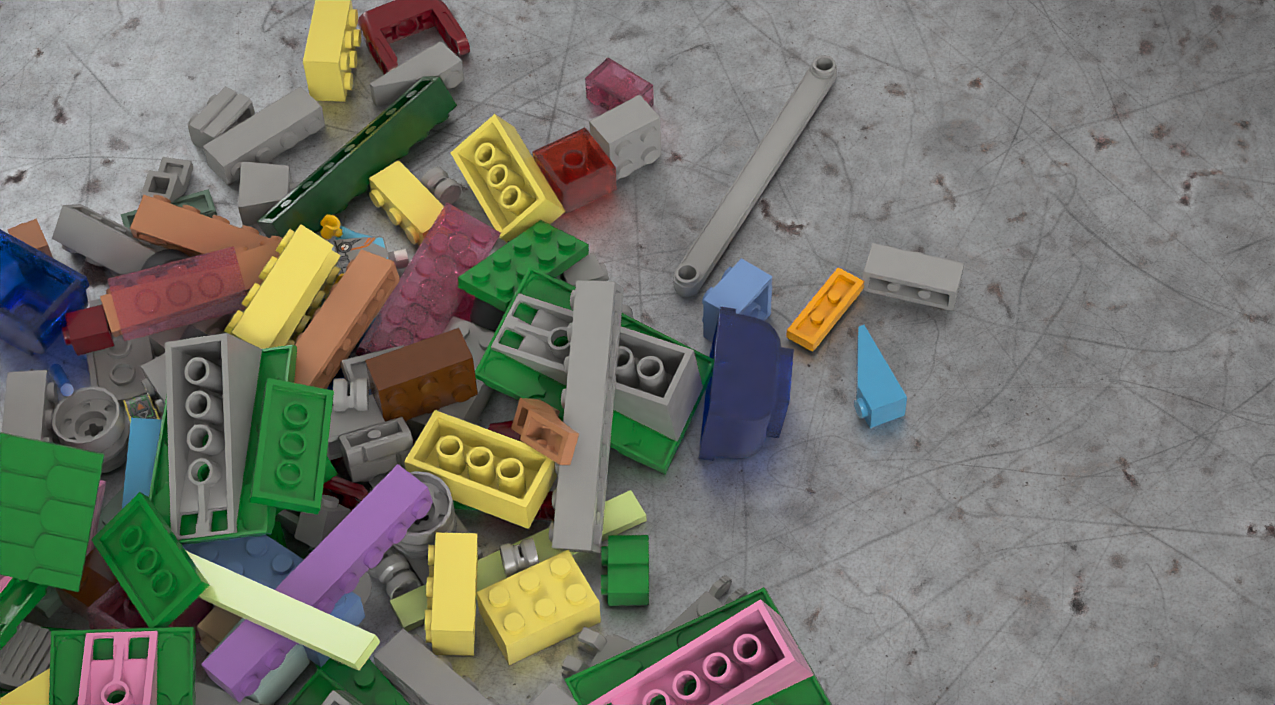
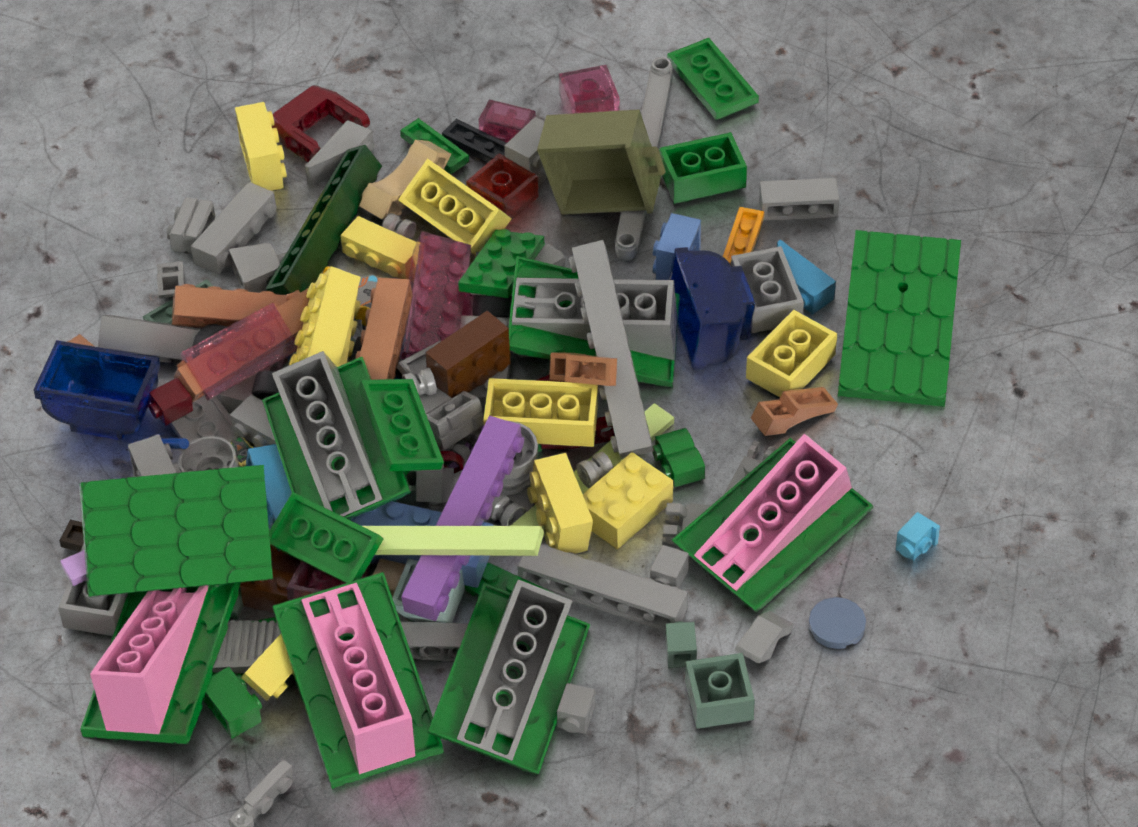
camera: 20 degrees left, 5 degrees down
(436, 142) = (382, 196): none -> tan brick
(527, 96) = (421, 131): none -> green plate
(571, 100) = (474, 140): none -> black plate
(685, 171) = (600, 162): none -> olive container
(723, 82) = (588, 91): none -> clear pink brick
(788, 547) = (792, 408): none -> nougat slope
(814, 478) = (791, 354): none -> light yellow brick
(815, 206) = (703, 167): none -> green brick
(822, 383) = (771, 287): none -> light grey brick
(878, 97) = (713, 78): none -> green plate
(960, 470) = (899, 318): none -> green piece

